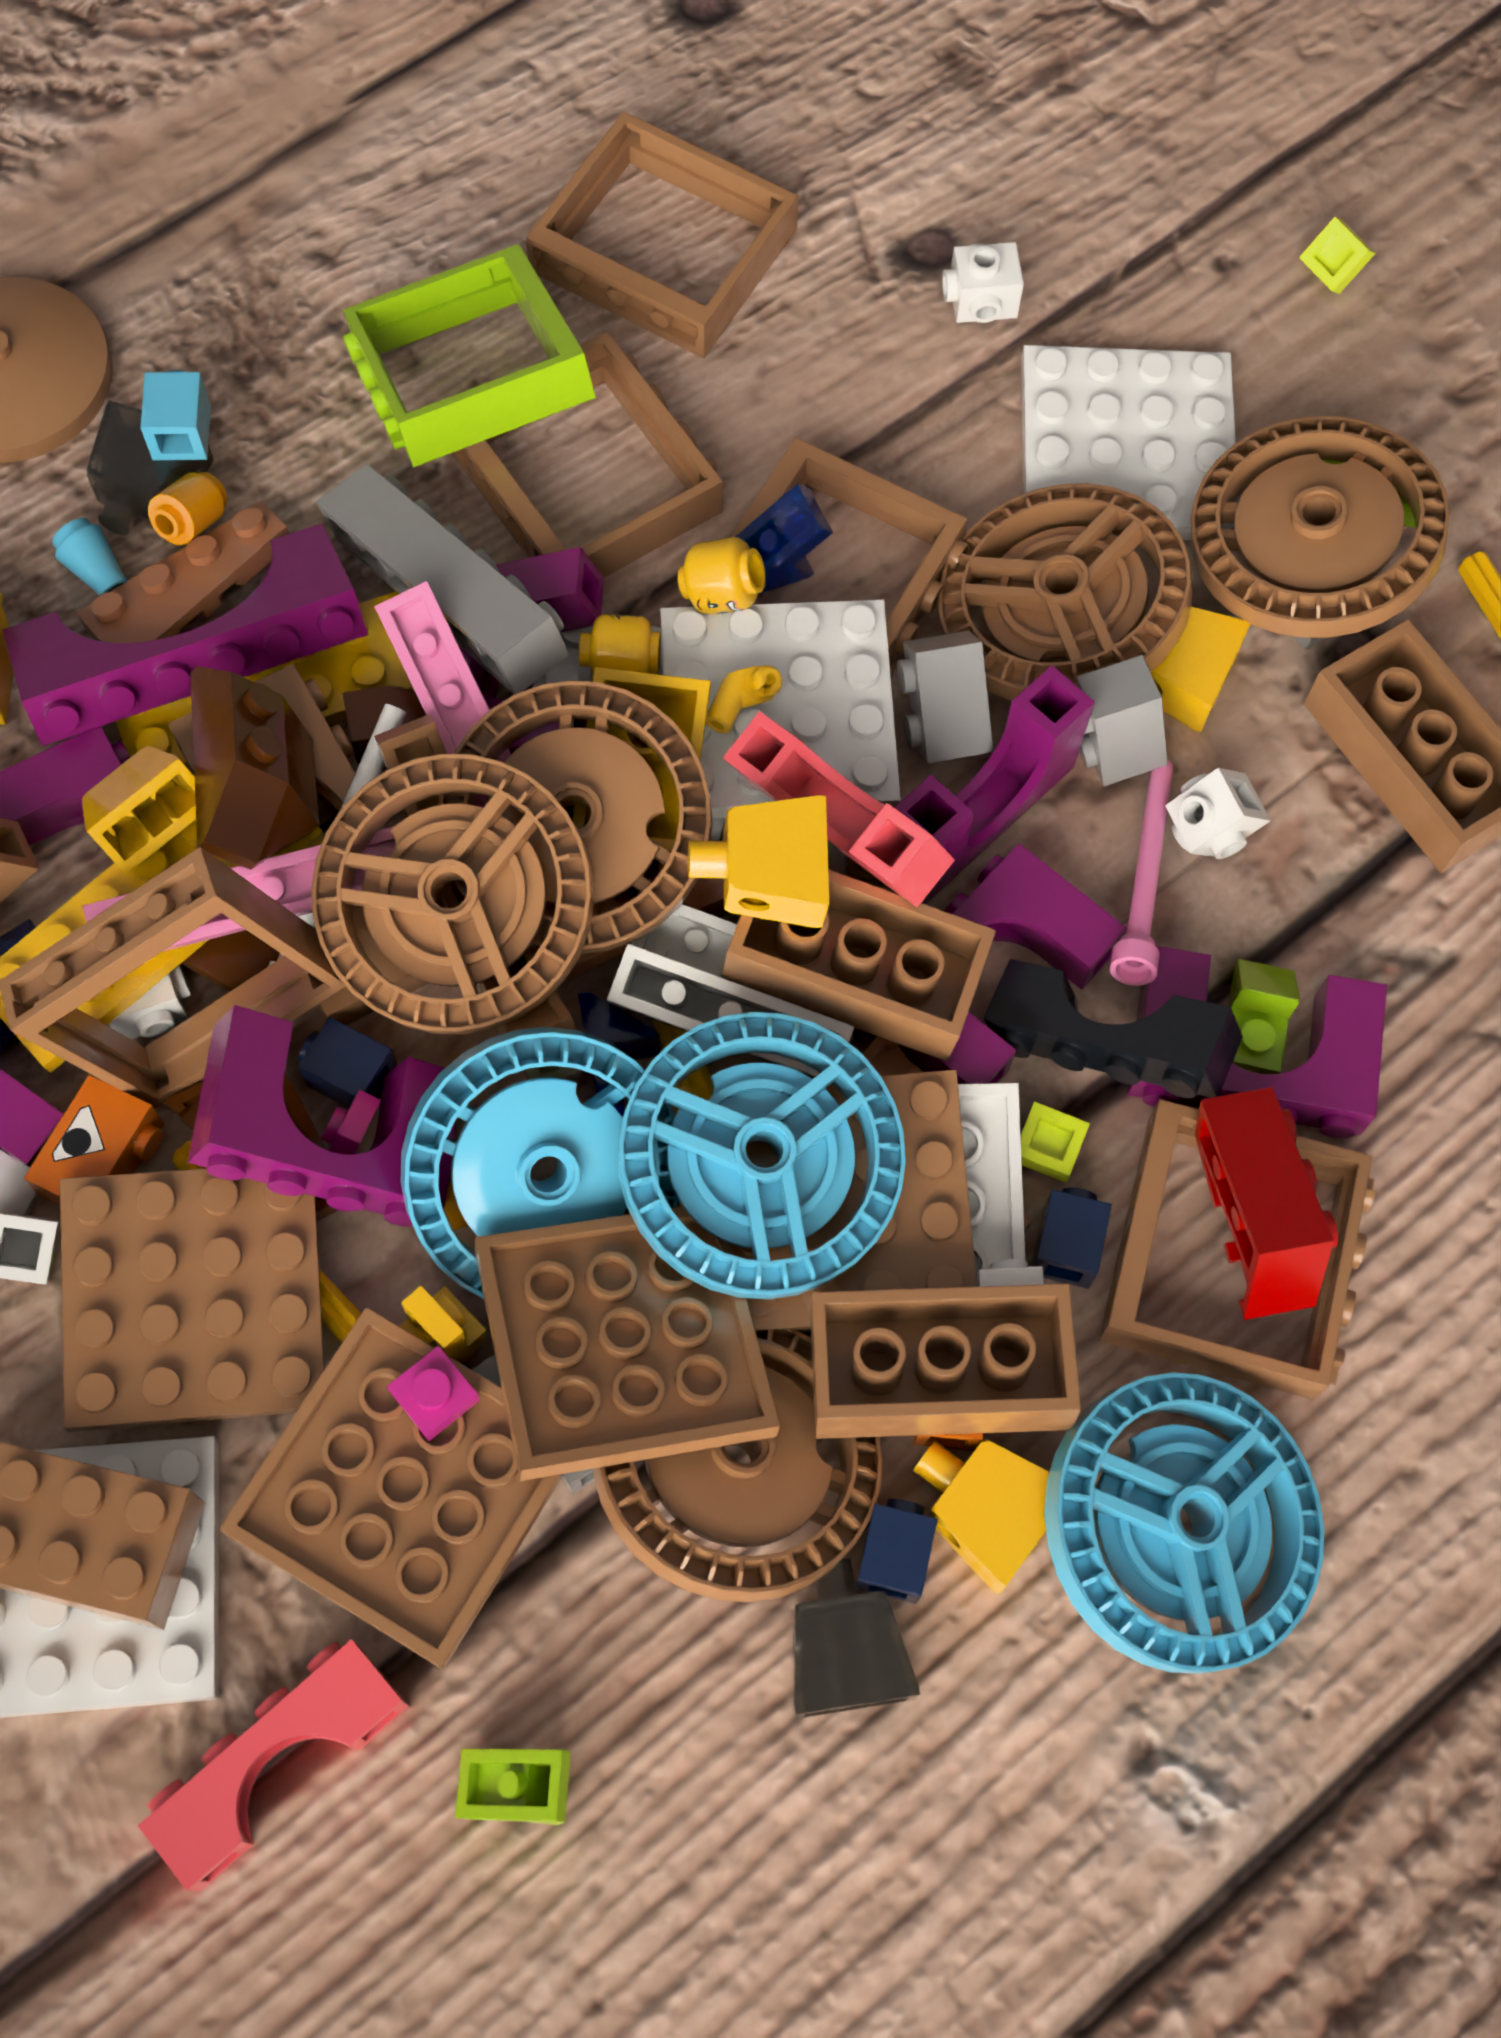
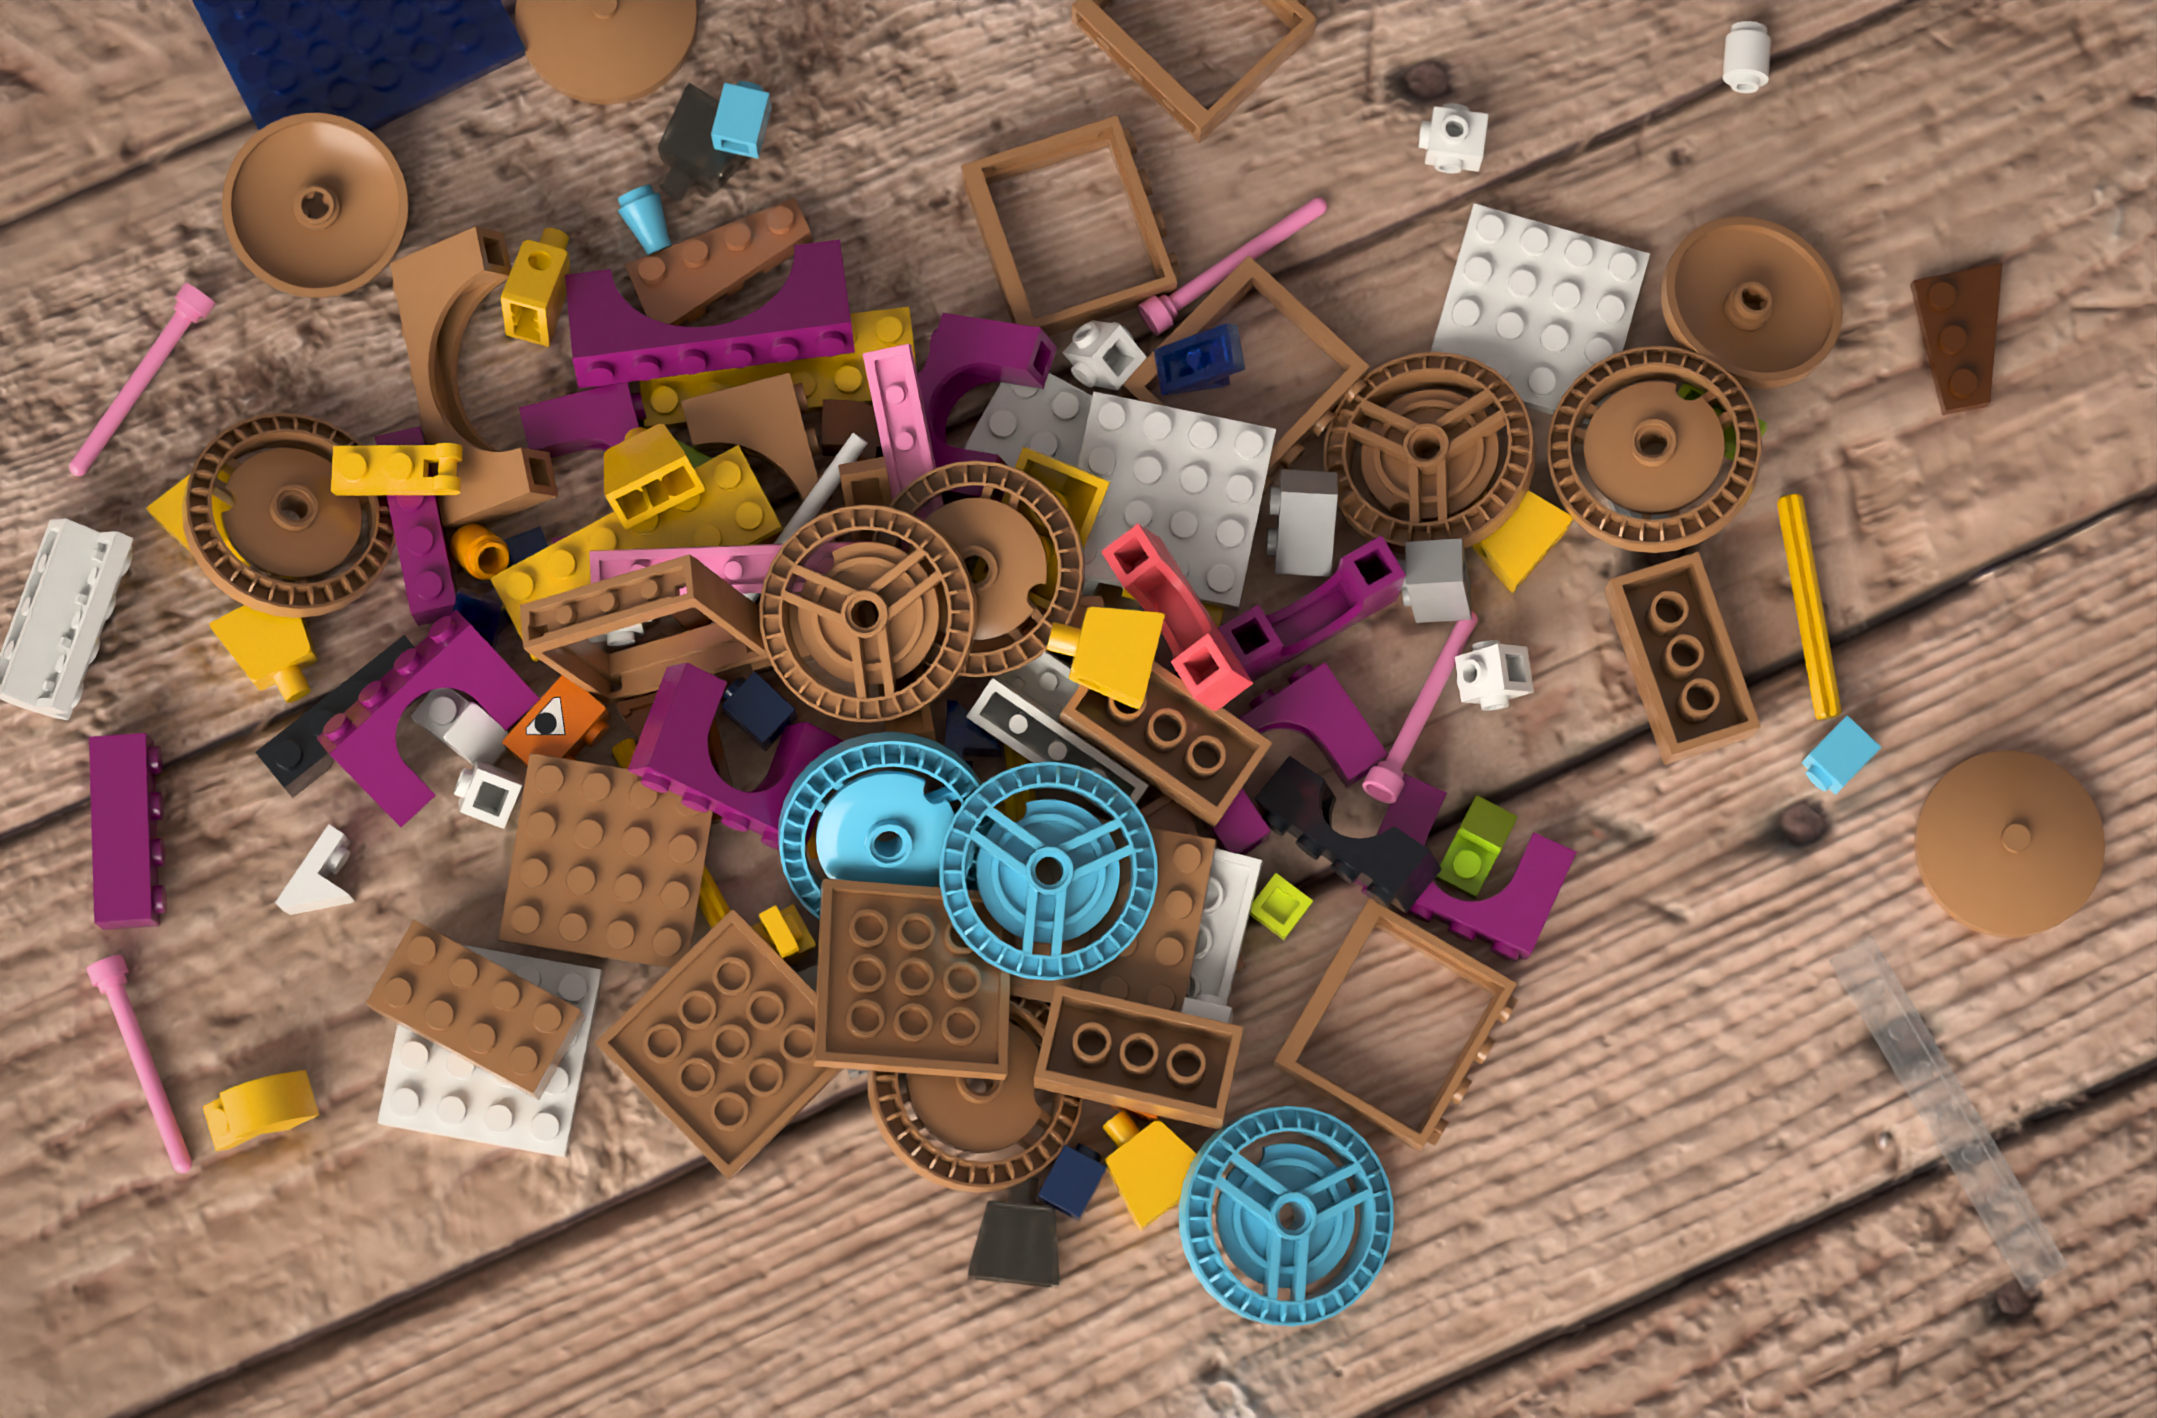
camera: 15 degrees right, 10 degrees up
(187, 507) = (734, 194): light orange brick -> none
(206, 1821) = (542, 1238): coral arch -> none
(249, 769) = (736, 467): reddish brown wedge -> none
(348, 1127) = (749, 764): dark pink plate -> none
(408, 546) = (922, 319): light grey brick -> none
(433, 1393) = (767, 985): dark pink plate -> none
(448, 302) = (981, 48): lime window -> none
(513, 1785) = (759, 1271): lime slope -> none
(621, 644) = (1052, 421): yellow head -> none
(651, 575) = (1103, 354): none -> white brick
(716, 520) = (1162, 310): none -> bright pink piece
(722, 576) = (1148, 380): yellow head -> none
(739, 691) = (1135, 486): yellow arm -> none
(1072, 1236) = (1272, 984): dark blue brick -> none
(1263, 148) = (1747, 57): none -> white brick
(1266, 1200) = (1415, 998): red wedge -> none
(1337, 255) = (1774, 181): neon yellow plate -> none
(1363, 363) = (1752, 301): none -> medium nougat dish

